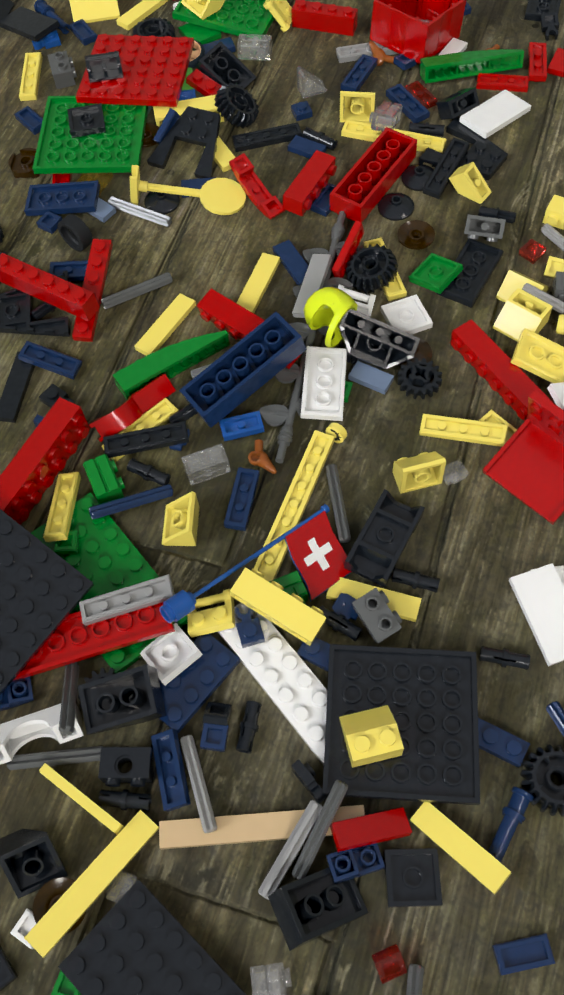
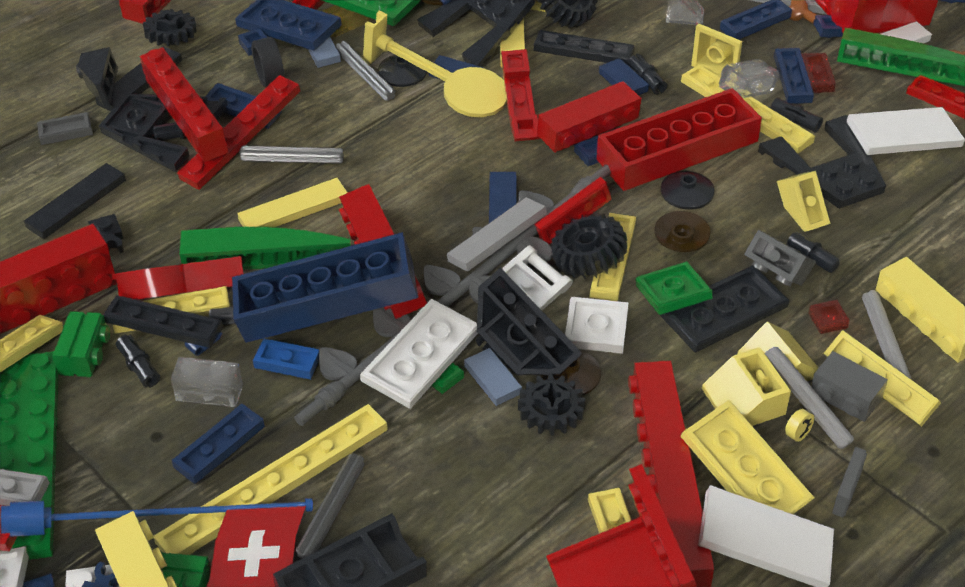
camera: 25 degrees right, 15 degrees down
(50, 360) = (132, 187): dark blue tile -> none
(130, 501) = (89, 382): dark blue axle -> none
(181, 521) = (131, 436): light yellow slope -> none
(212, 619) = (64, 563): light yellow plate -> none
(258, 282) = (439, 206): light yellow tile -> none
(260, 458) = (280, 407): dark orange animal -> none
(301, 110) = (650, 34): dark blue plate -> none
(327, 308) = (476, 260): neon yellow piece -> none
(338, 431) = (395, 420): light yellow tile -> none
(416, 176) = (745, 168): black dish -> none
(419, 471) = (456, 516): light yellow slope -> none
(445, 168) = (796, 161): black tile -> none
(454, 473) = (507, 542): clear piece -> none
(458, 103) = (858, 98): black brick -> none
(463, 430) = (560, 494): light yellow tile -> none

